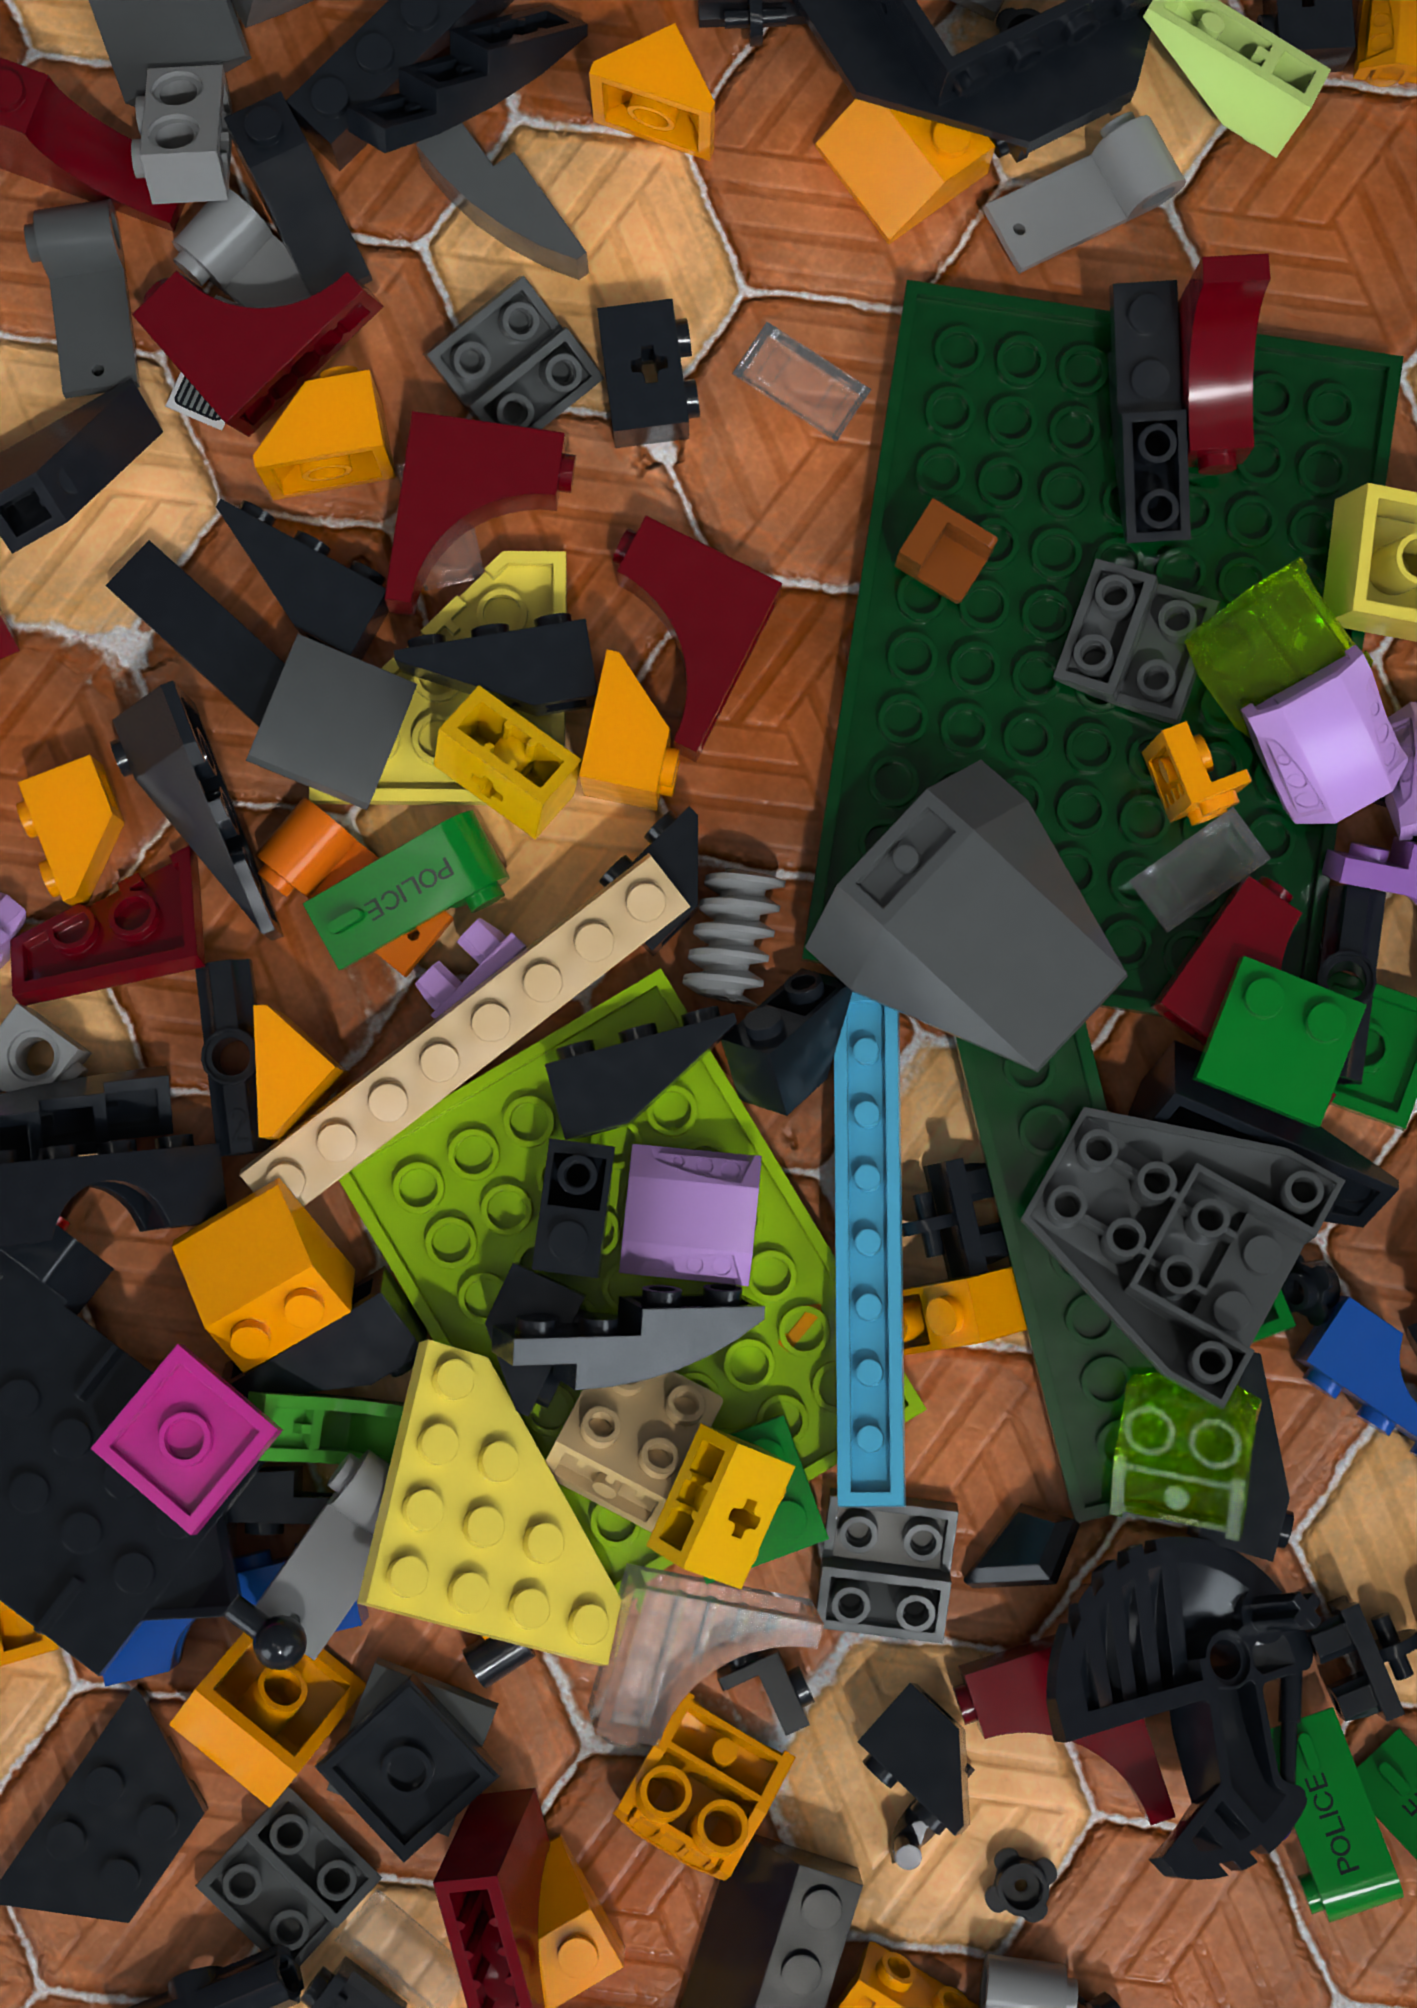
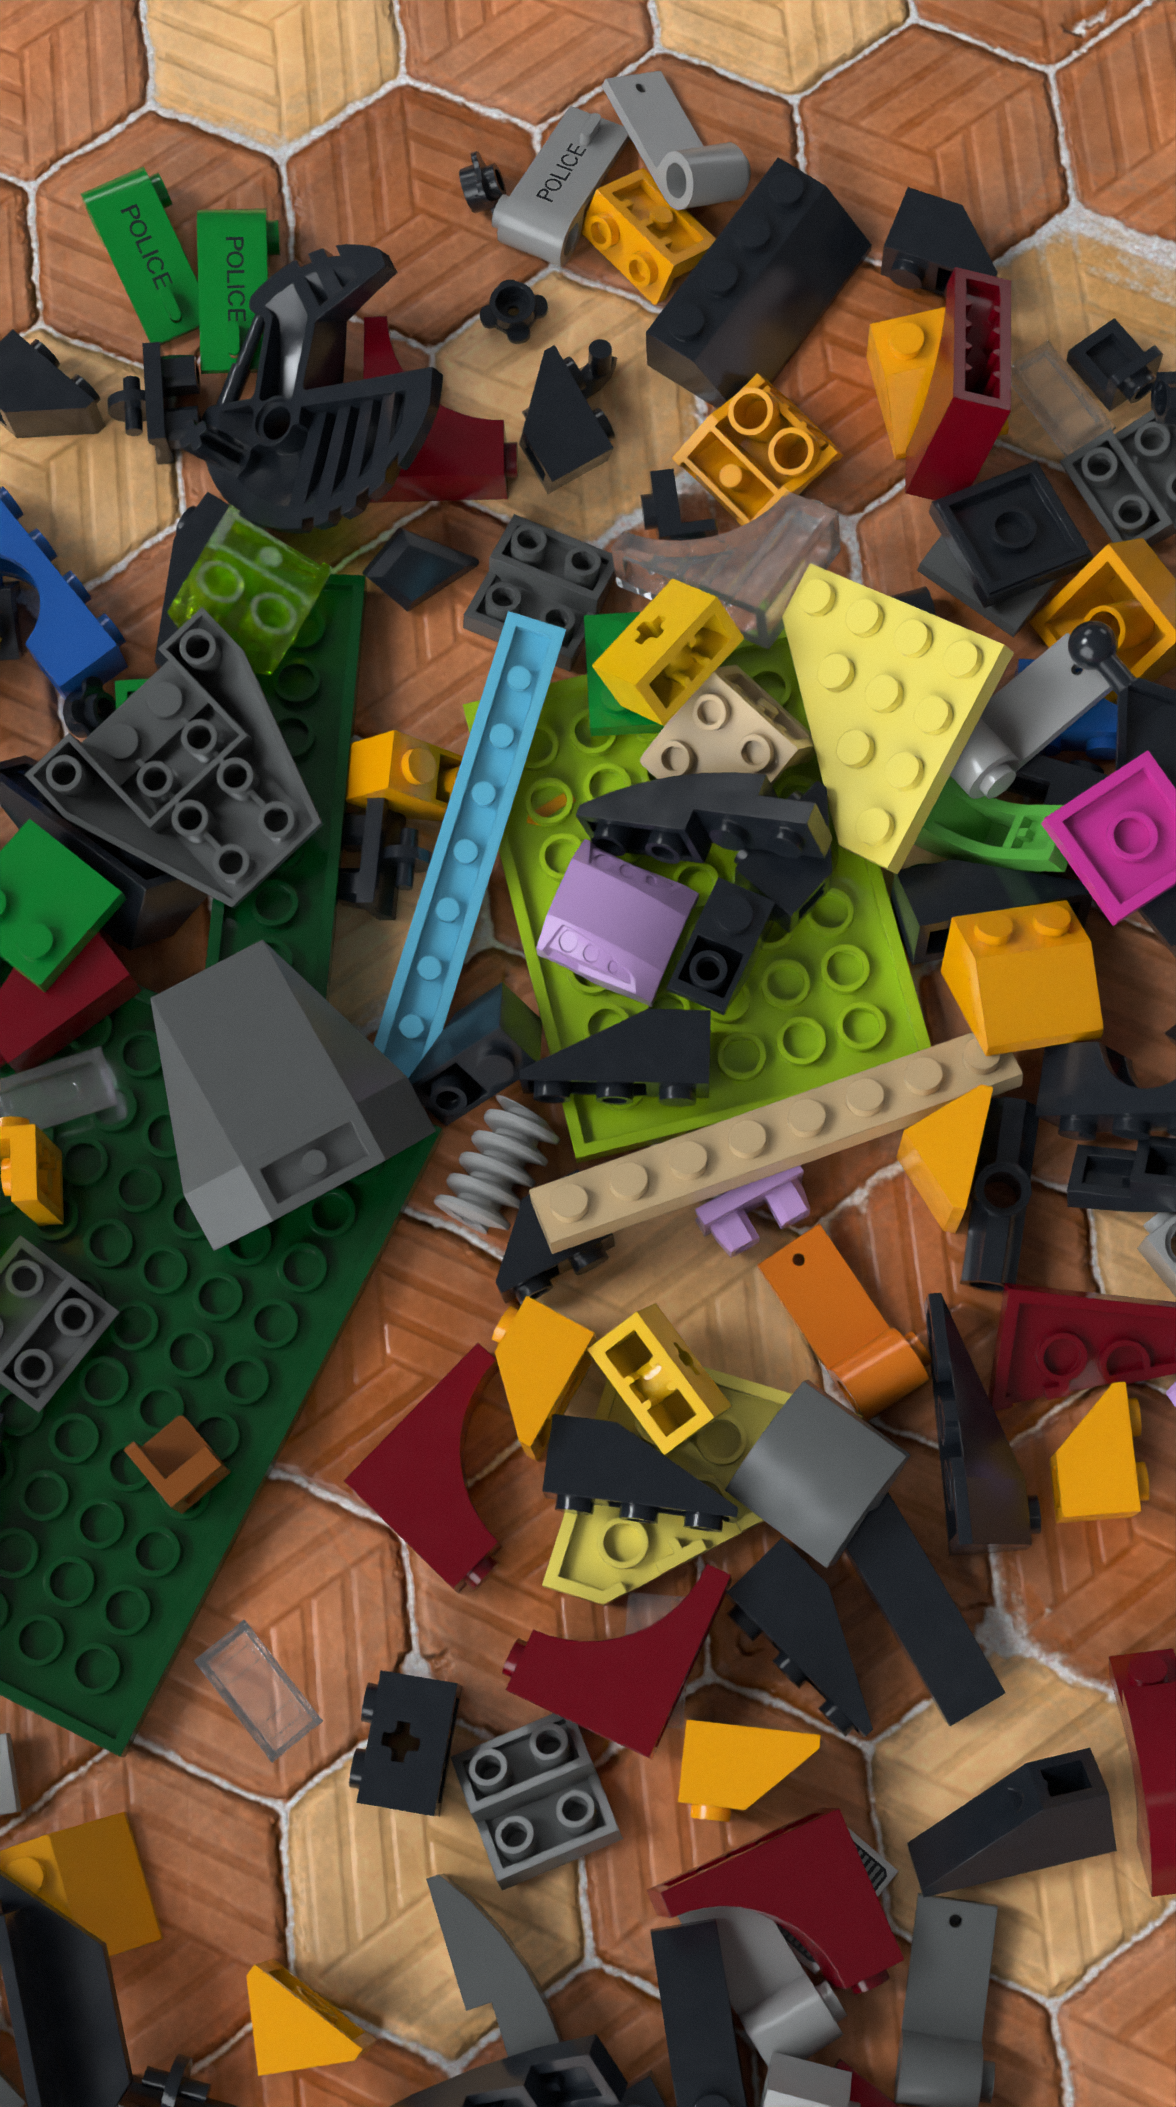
camera: 150 degrees left, 10 degrees down
(408, 887) = (790, 1301): green door -> none

